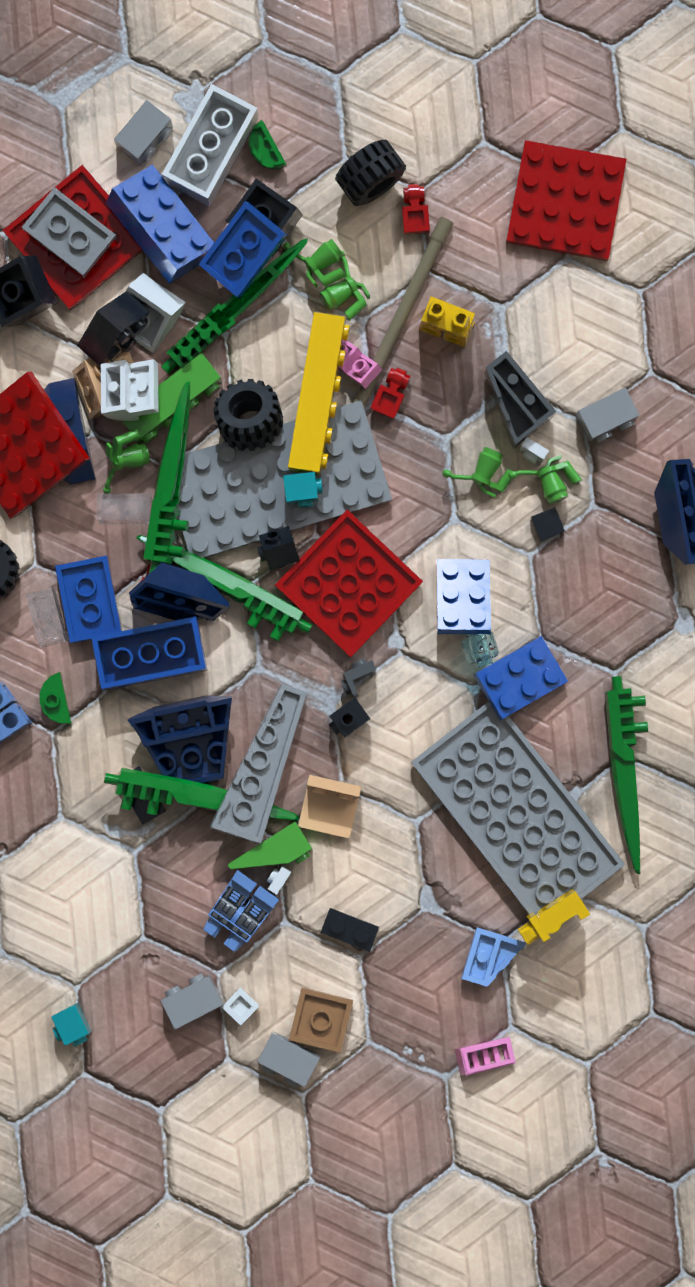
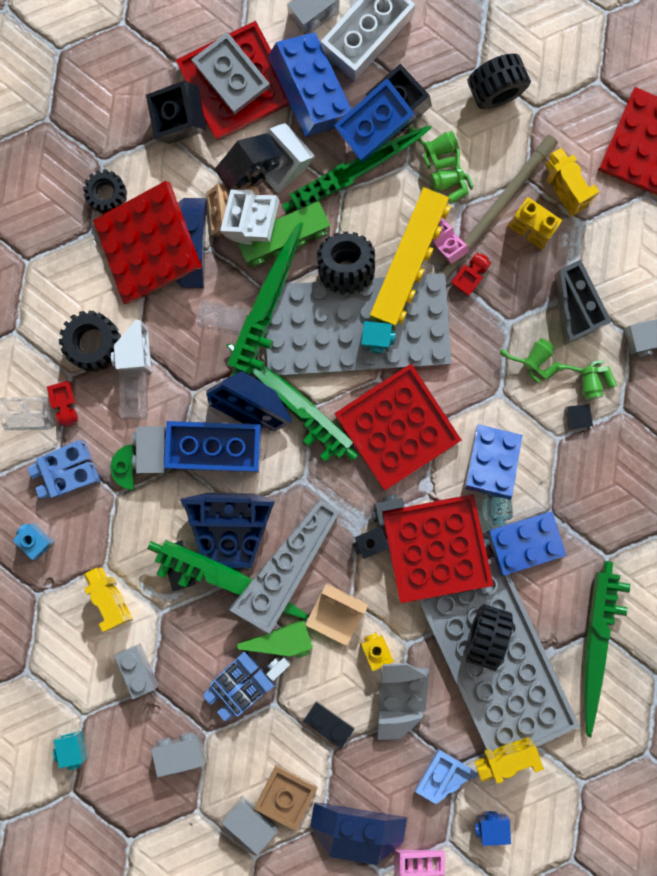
camera: 15 degrees right, 0 degrees up
(34, 567) = (133, 349): none -> white slope
(73, 848) = (107, 598): none -> yellow hips
(80, 674) = (149, 450): none -> light grey brick
(88, 598) = (173, 387): blue plate -> none
(123, 920) = (136, 671): none -> light grey brick
(129, 457) = (236, 275): bright green piece -> none
(240, 1006) = (219, 768): white plate -> none
(264, 148) = (412, 42): green plate -> none
(278, 548) = (344, 382): black brick -> none
(383, 846) = (376, 661): none -> yellow brick
(408, 1040) = (357, 833): none -> dark blue wedge
(416, 215) = (527, 128): red plate -> none
(422, 880) = (401, 699): none -> light grey piece
(423, 707) = (437, 549): none -> red plate
(475, 267) = (569, 183): none -> yellow hips
(500, 788) = (489, 637): none -> black tyre
(533, 451) = (582, 351): white plate -> none
(556, 998) = (493, 829): none -> blue brick

